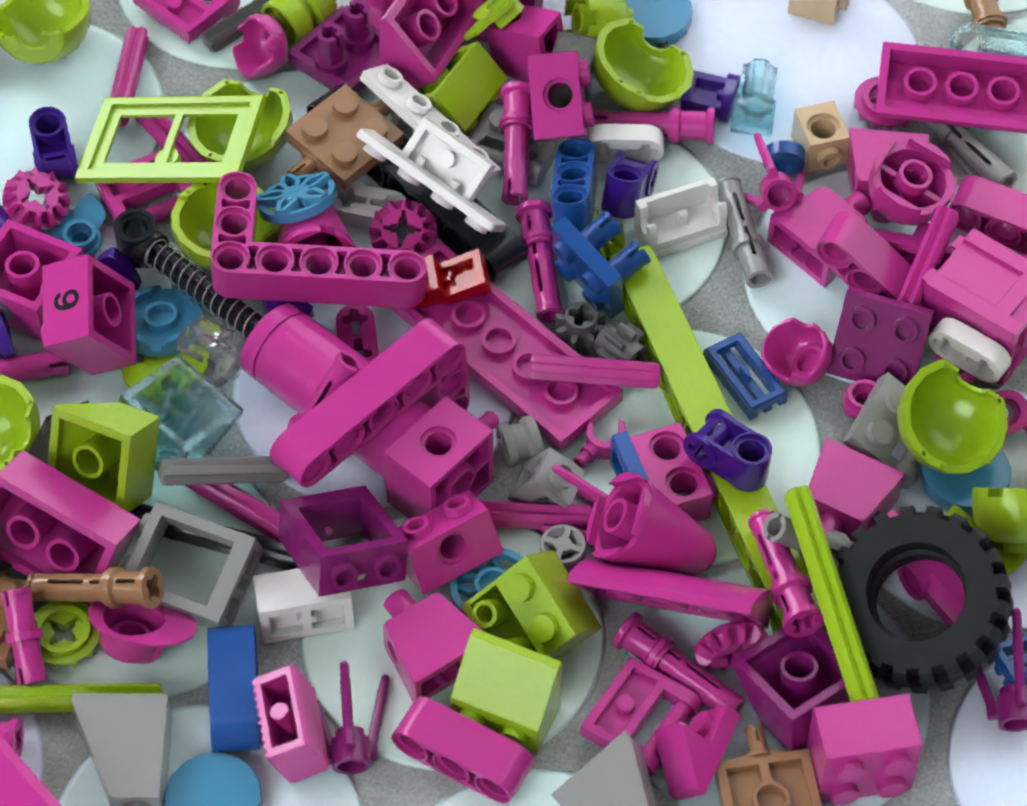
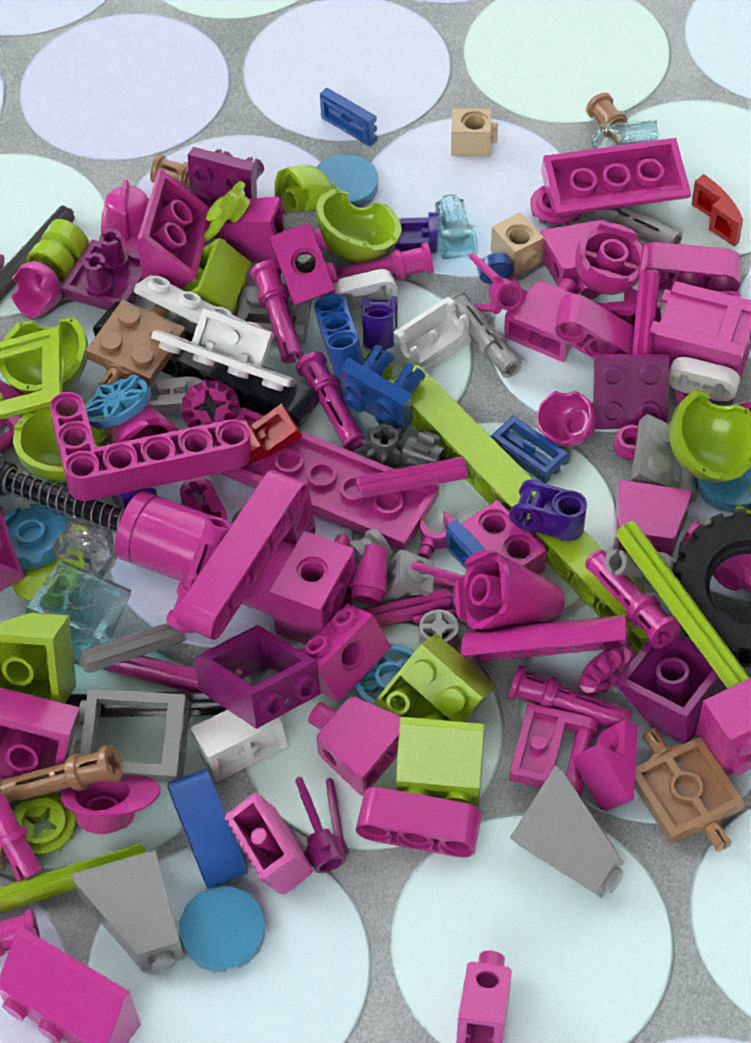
camera: 15 degrees left, 0 degrees up
(506, 469) = (370, 577): none -> dark pink cone

